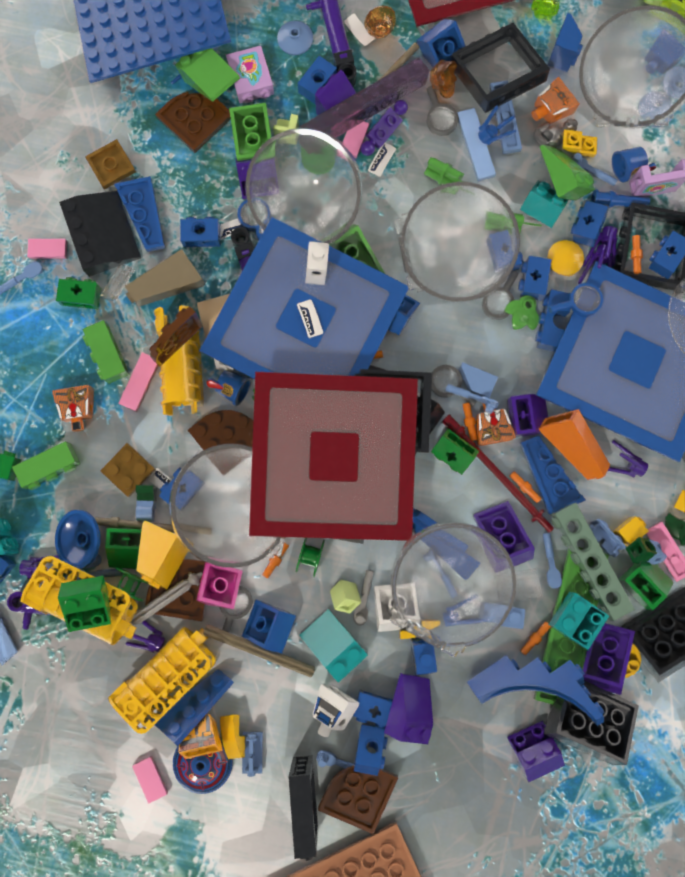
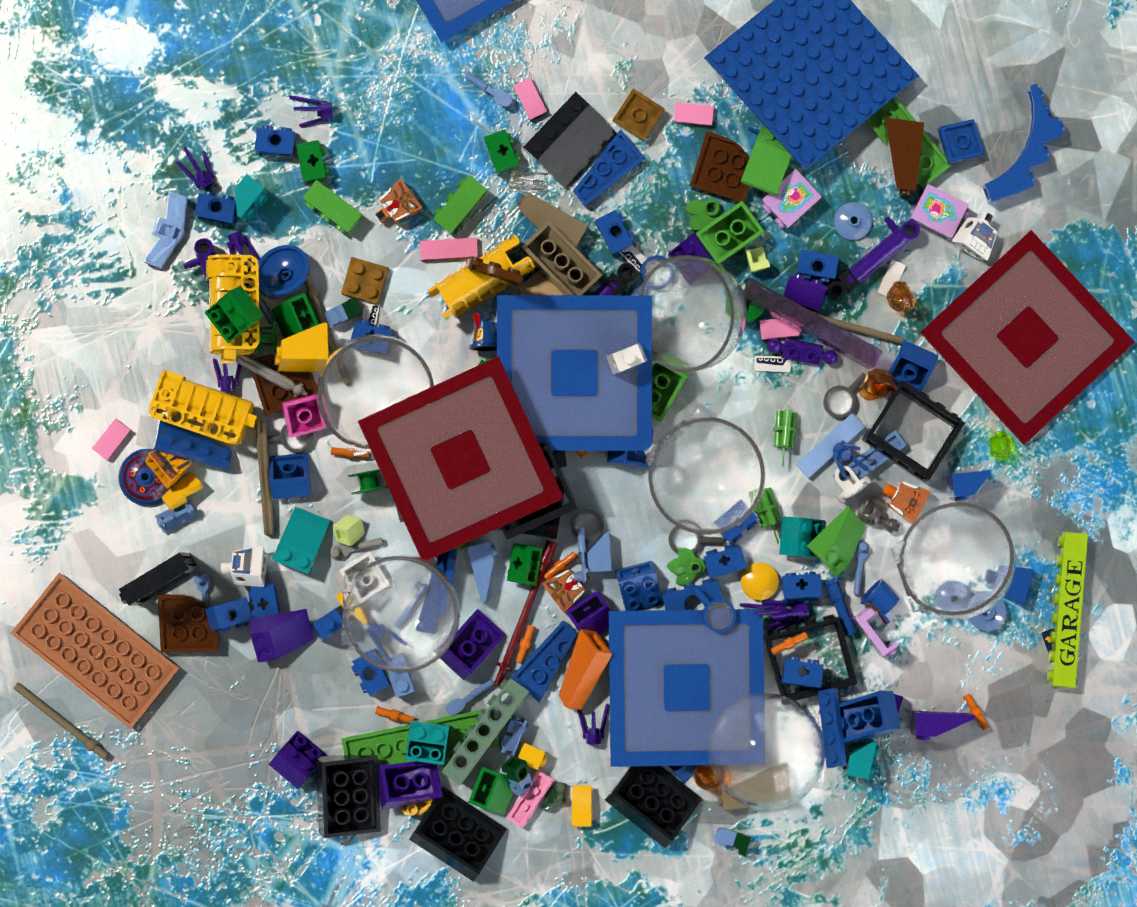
camera: 60 degrees right, 5 degrees up
(135, 120) = (693, 114): none -> bright pink tile
(199, 285) = (560, 261): none -> dark tan slope
(223, 428) = (440, 349): reddish brown plate -> none
(225, 154) = (701, 215): none -> bright green plate
(310, 318) = (575, 376): white sticker -> none
(435, 489) = (482, 563): none -> medium blue slope
(497, 648) = (373, 685): none -> blue brick
(521, 361) = (639, 586): none -> blue bracket
(523, 138) = (852, 485): none -> white tile
(536, 676) = (349, 704): blue arch -> none
(577, 143) = (877, 542): yellow slope -> none

